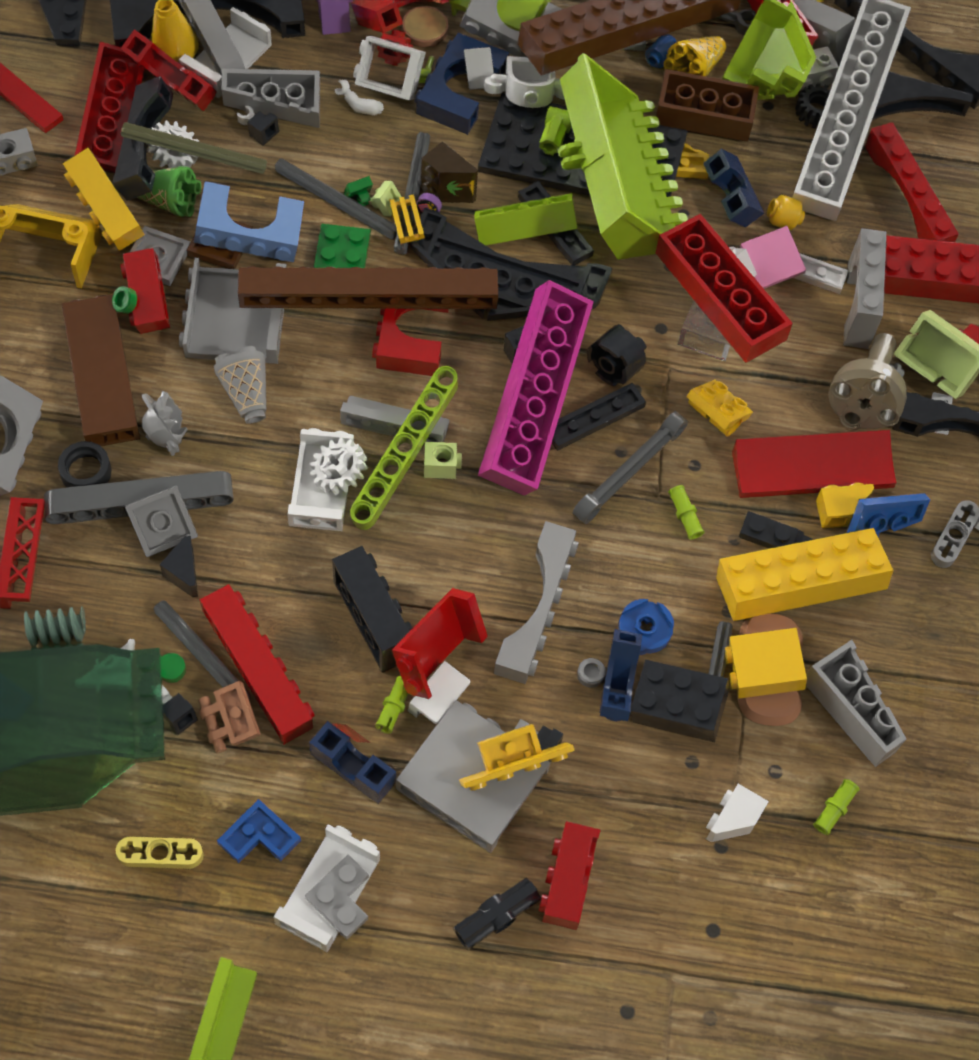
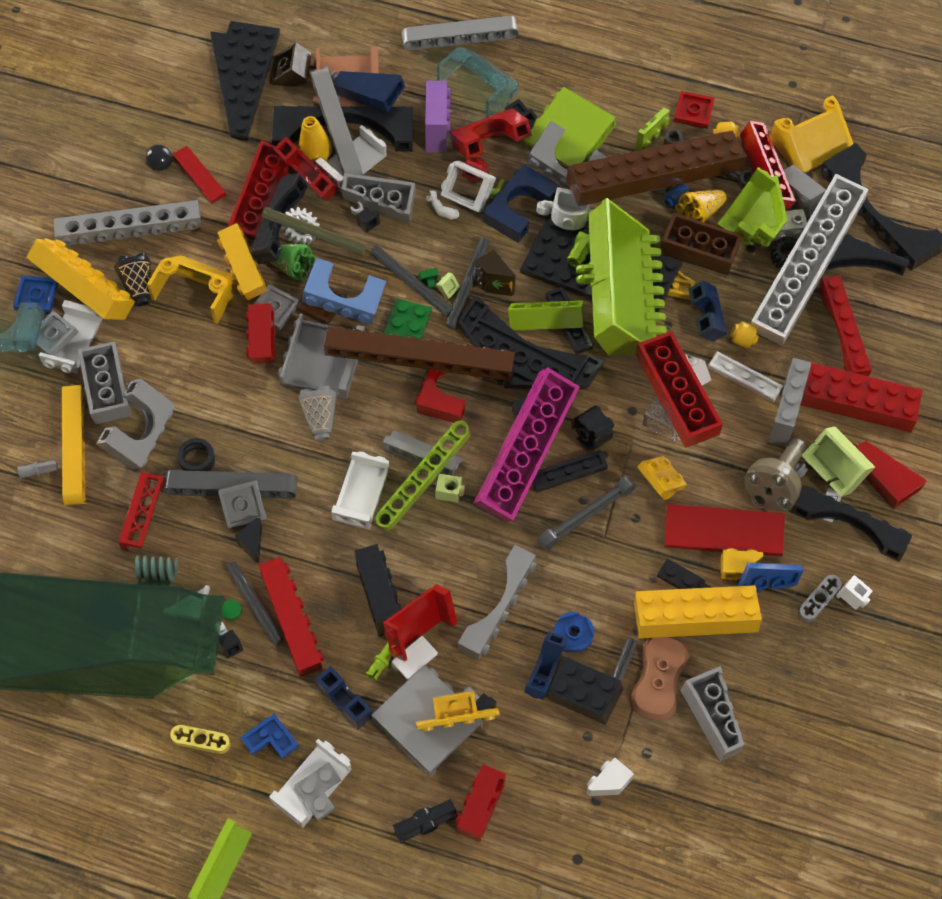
camera: 15 degrees right, 0 degrees up
(100, 371) = (219, 387): reddish brown brick -> none
(124, 299) = (244, 338): green tile -> none
(163, 422) = (256, 432): light grey hair -> none
(236, 715) = (269, 650): nougat plate -> none
(338, 466) = (374, 482): white gear -> none
(351, 733) = (347, 677): red sticker -> none
(403, 203) = (458, 291): yellow tile -> none
(425, 26) = (502, 155): pearl gold tile -> none
(428, 201) = (478, 292): tile -> none
(478, 66) = (534, 192): white sticker -> none
(591, 672) = (527, 660): light grey tile -> none
(686, 512) = (621, 552): lime pin -> none
(766, 663) = (653, 673): yellow brick -> none
(774, 257) = (726, 369): bright pink tile -> none
(836, 807) = (685, 785): lime pin -> none

